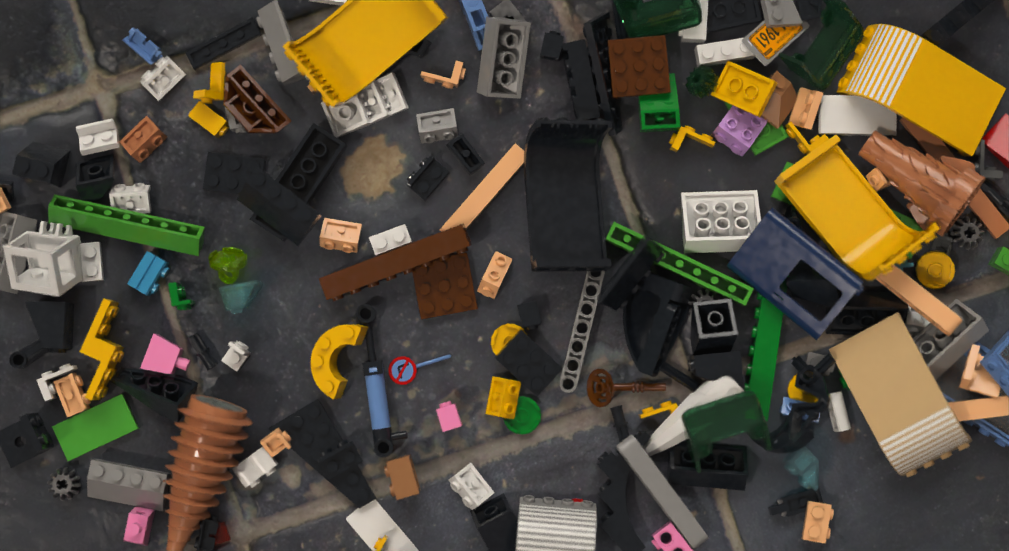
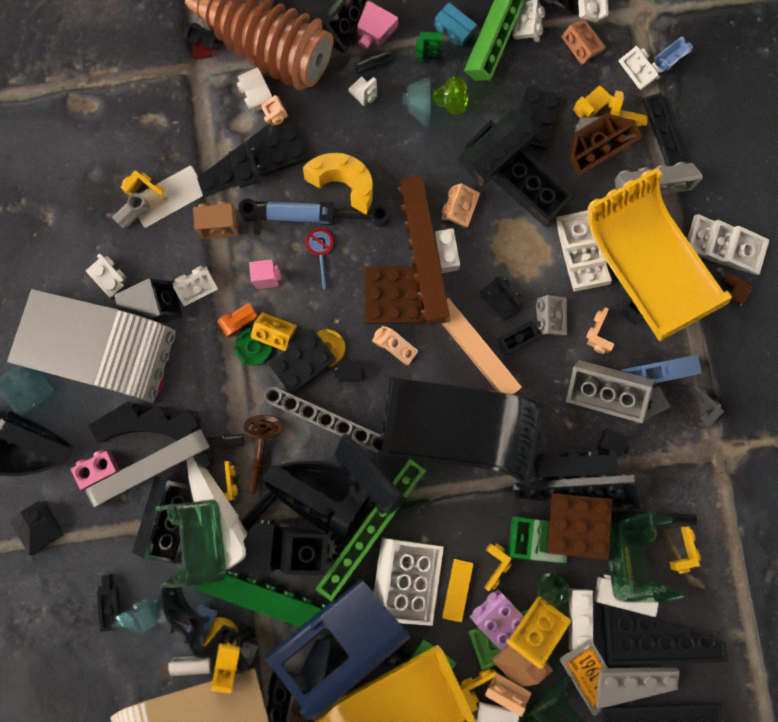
camera: 105 degrees right, 5 degrees down
(501, 439) = (233, 322): none -> orange piece
(720, 172) = (457, 590): none -> yellow tile
(817, 522) = (84, 621): light nougat bracket -> none
(834, 374) = (225, 668): none -> yellow bracket

